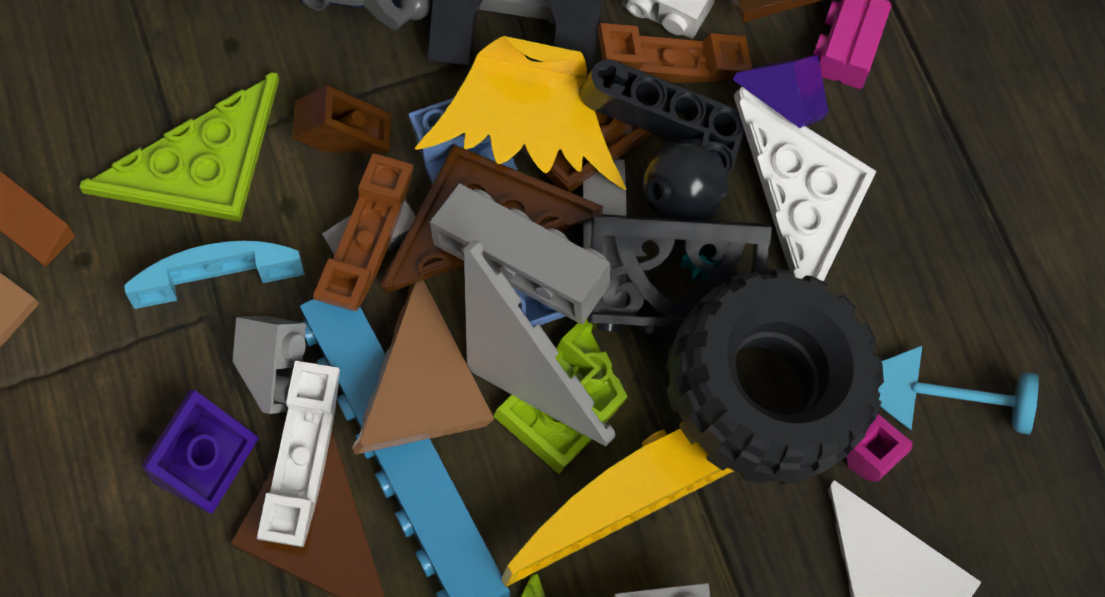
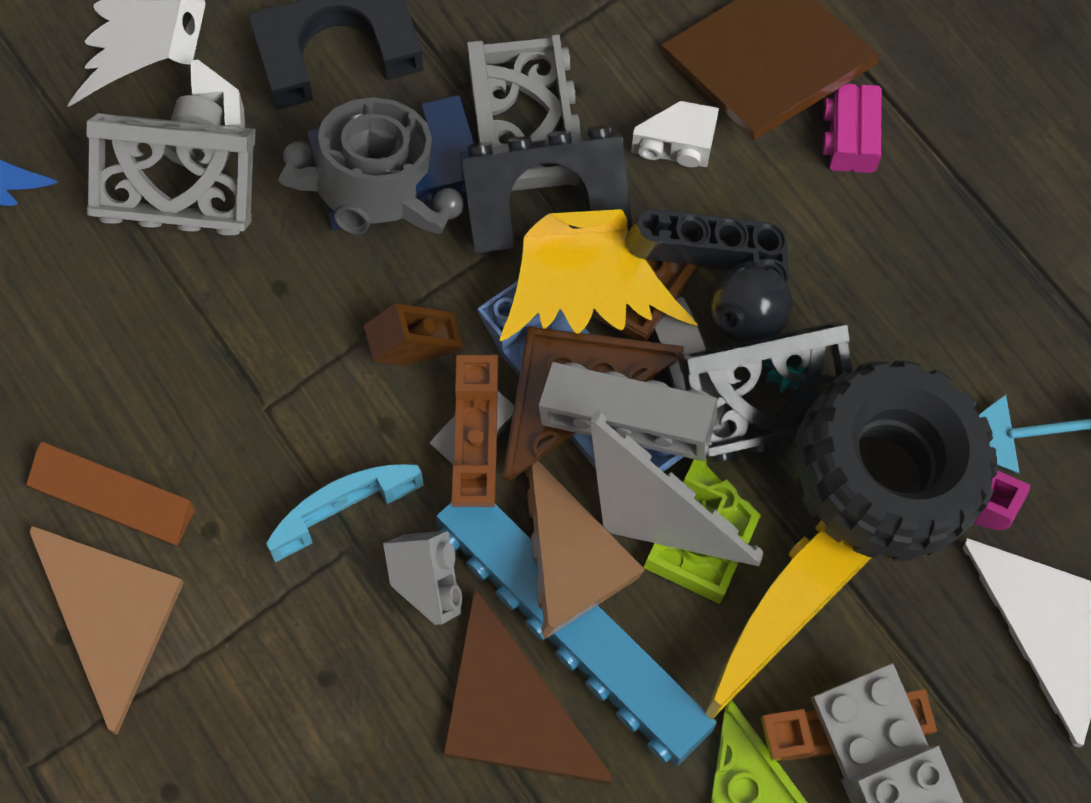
camera: 15 degrees left, 0 degrees up
(199, 453) = (388, 679): dark purple slope -> none
(200, 163) = (289, 409): lime tile -> none
(301, 454) = (483, 653): white slope -> none
(675, 59) = (702, 190): dark orange slope -> none
(790, 88) = (813, 189): dark purple slope -> none
(807, 184) = (857, 273): white tile -> none

